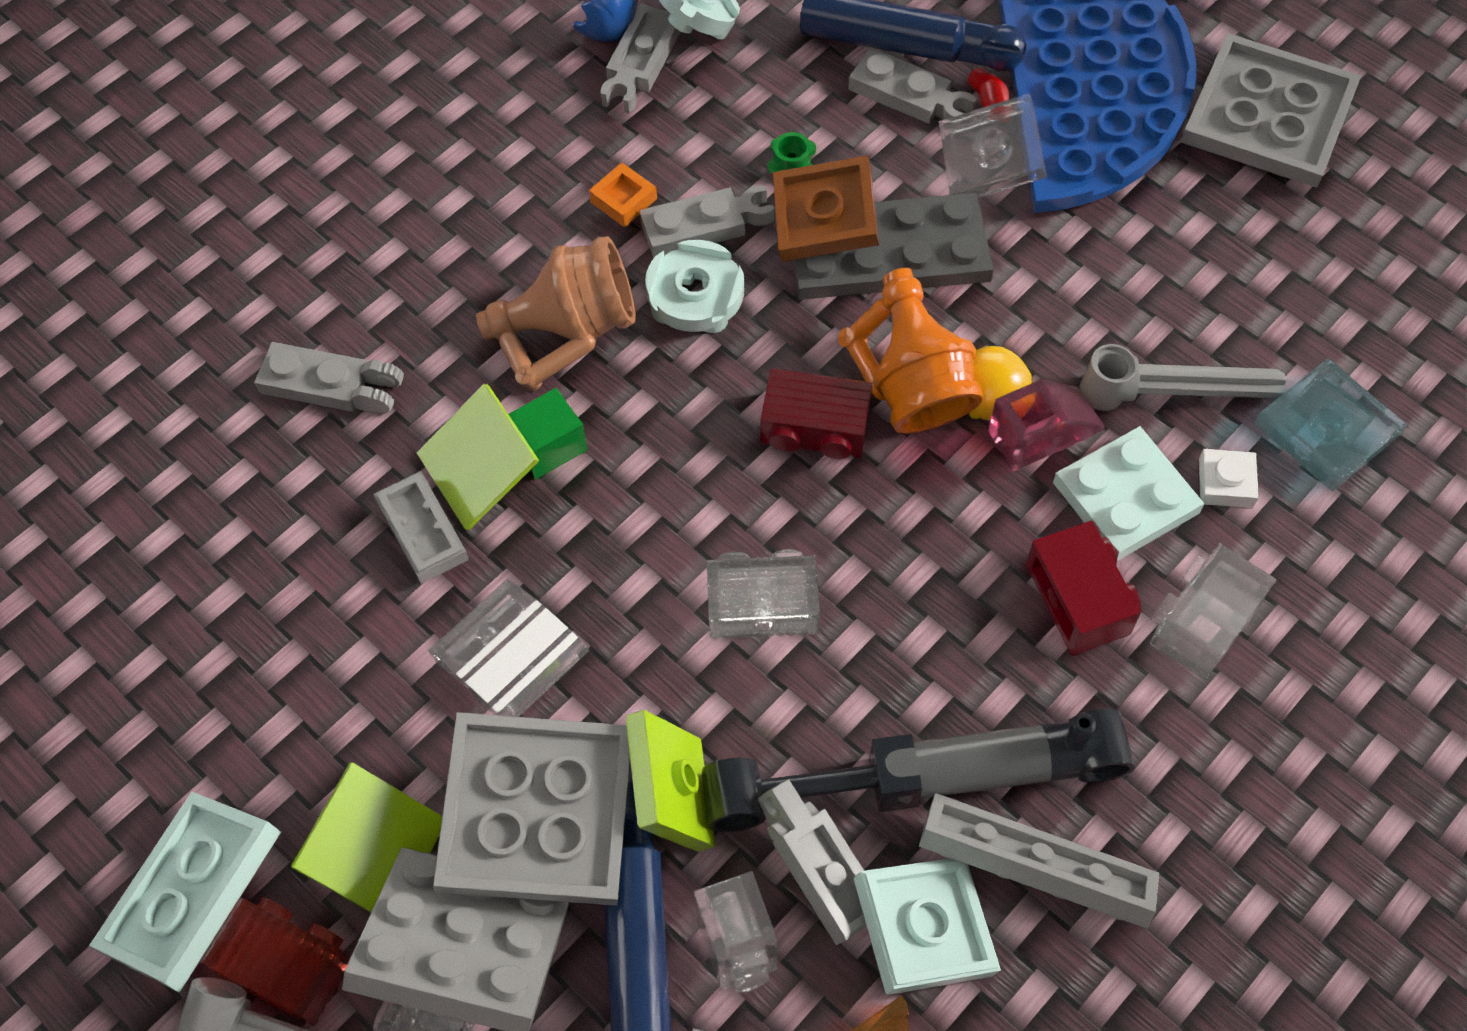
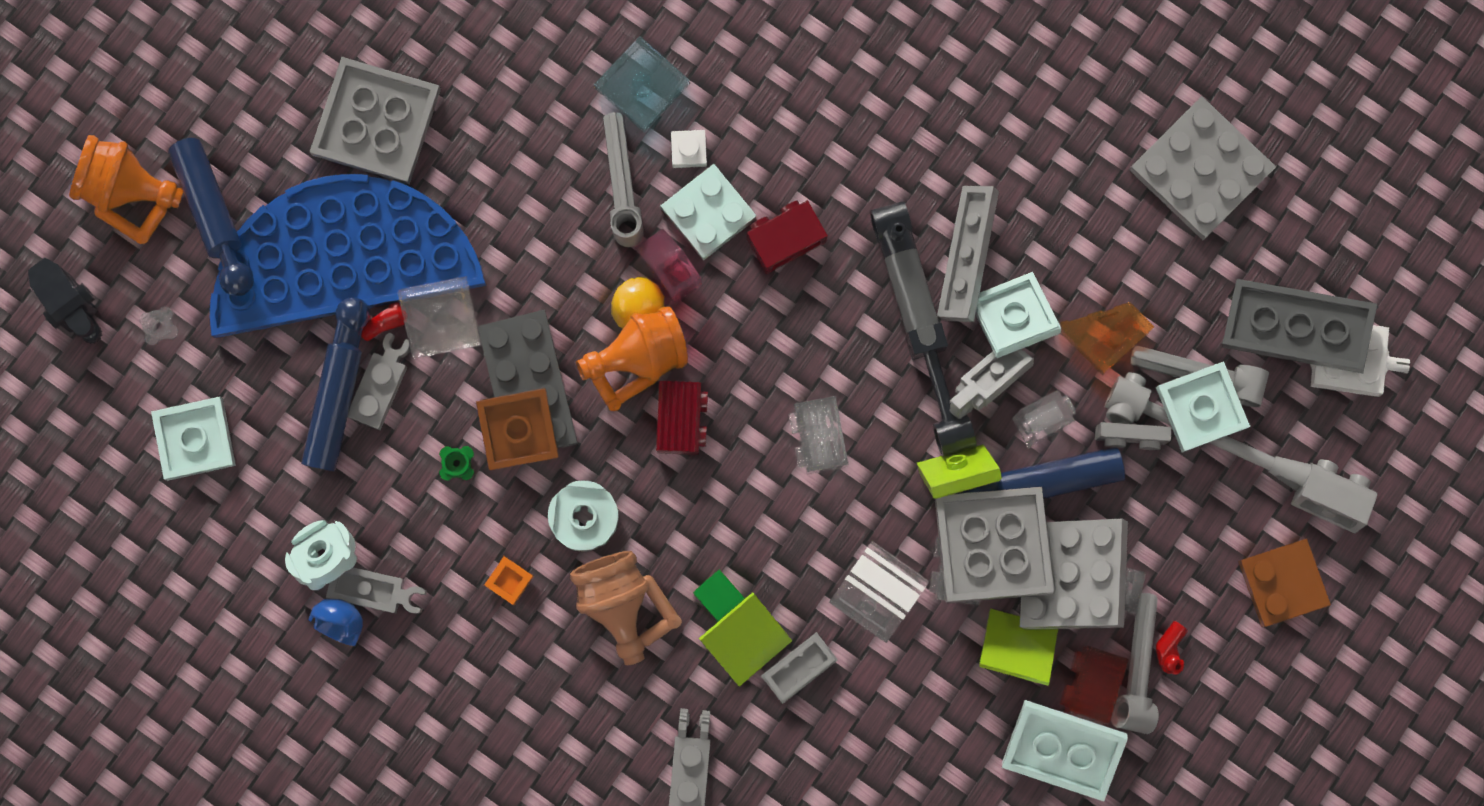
camera: 100 degrees left, 20 degrees up
(705, 217) = (521, 522): light grey plate -> none
(1211, 609) = (791, 158): clear brick -> none

